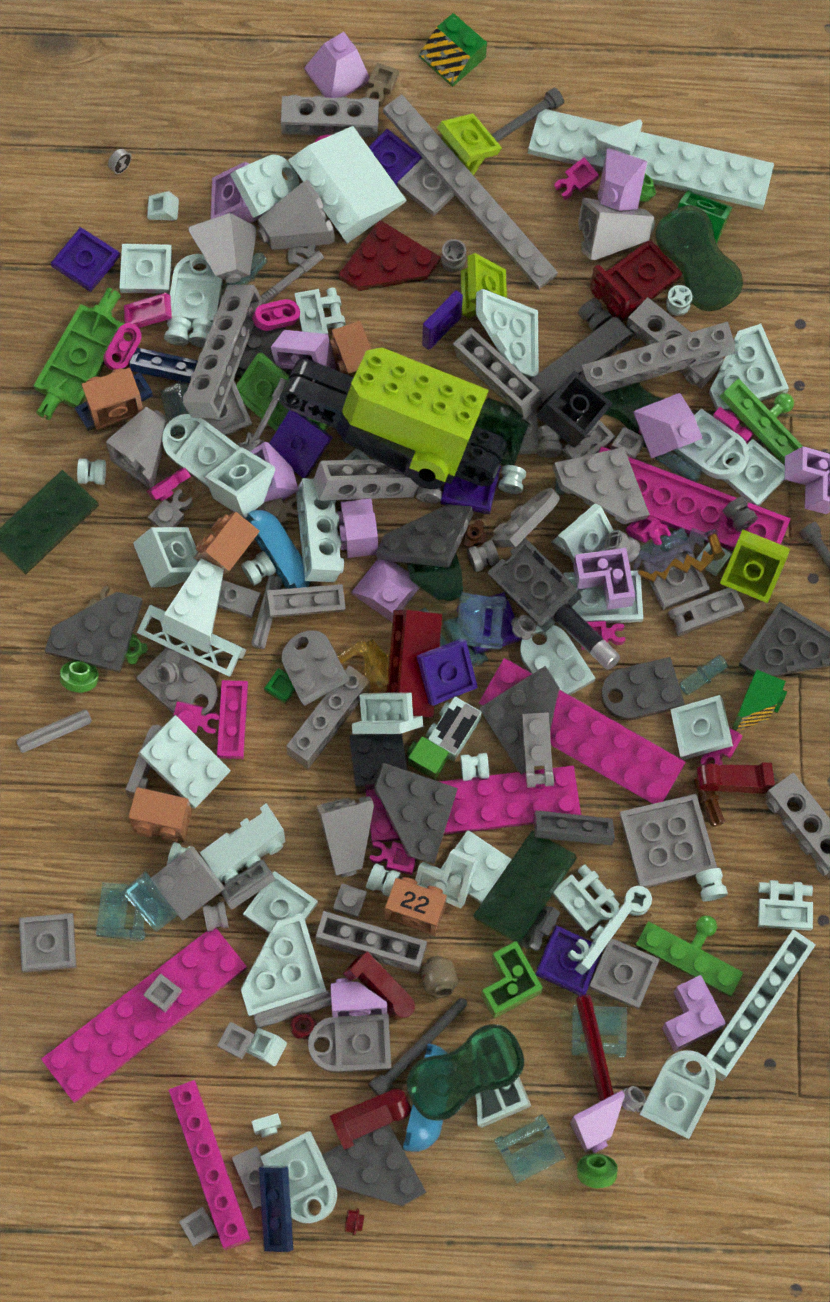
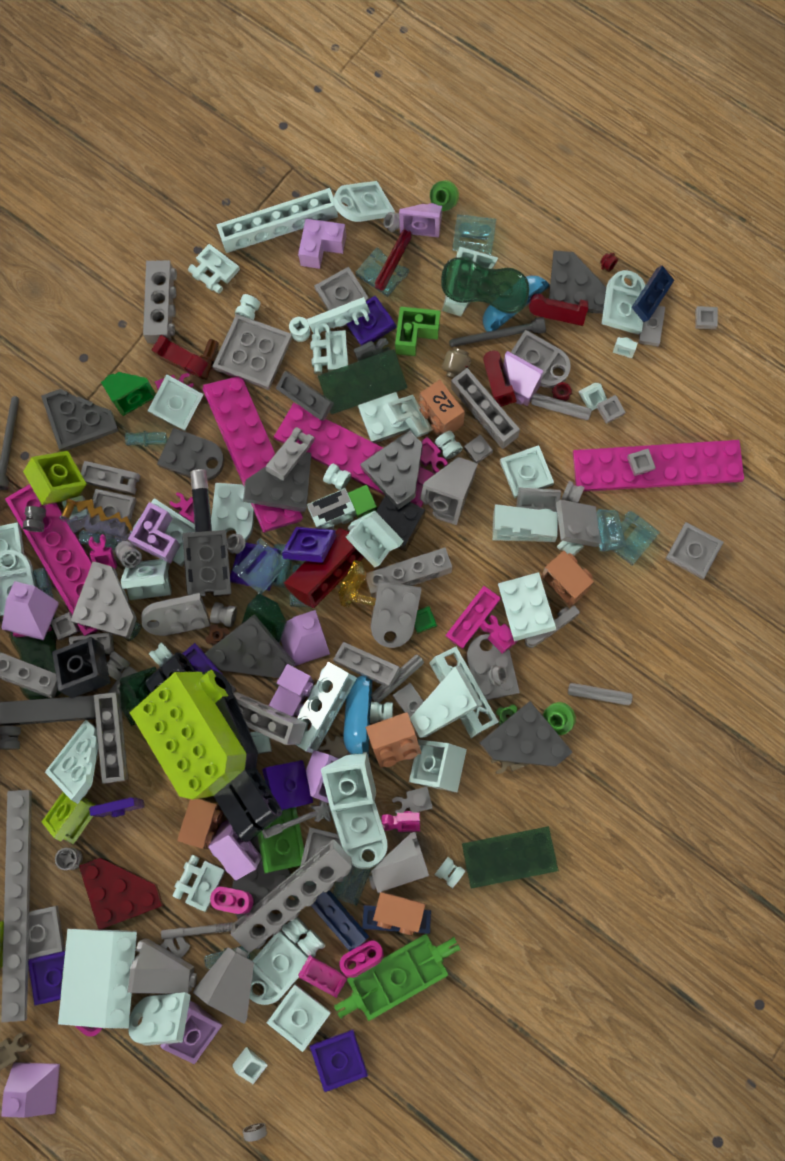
camera: 135 degrees left, 5 degrees up
(209, 1165) = (676, 346): dark pink brick -> none
(284, 968) = (551, 430): light aqua plate -> none
(320, 124) = (80, 1050): light grey brick -> none
(689, 956) = (293, 278): bright green plate -> none

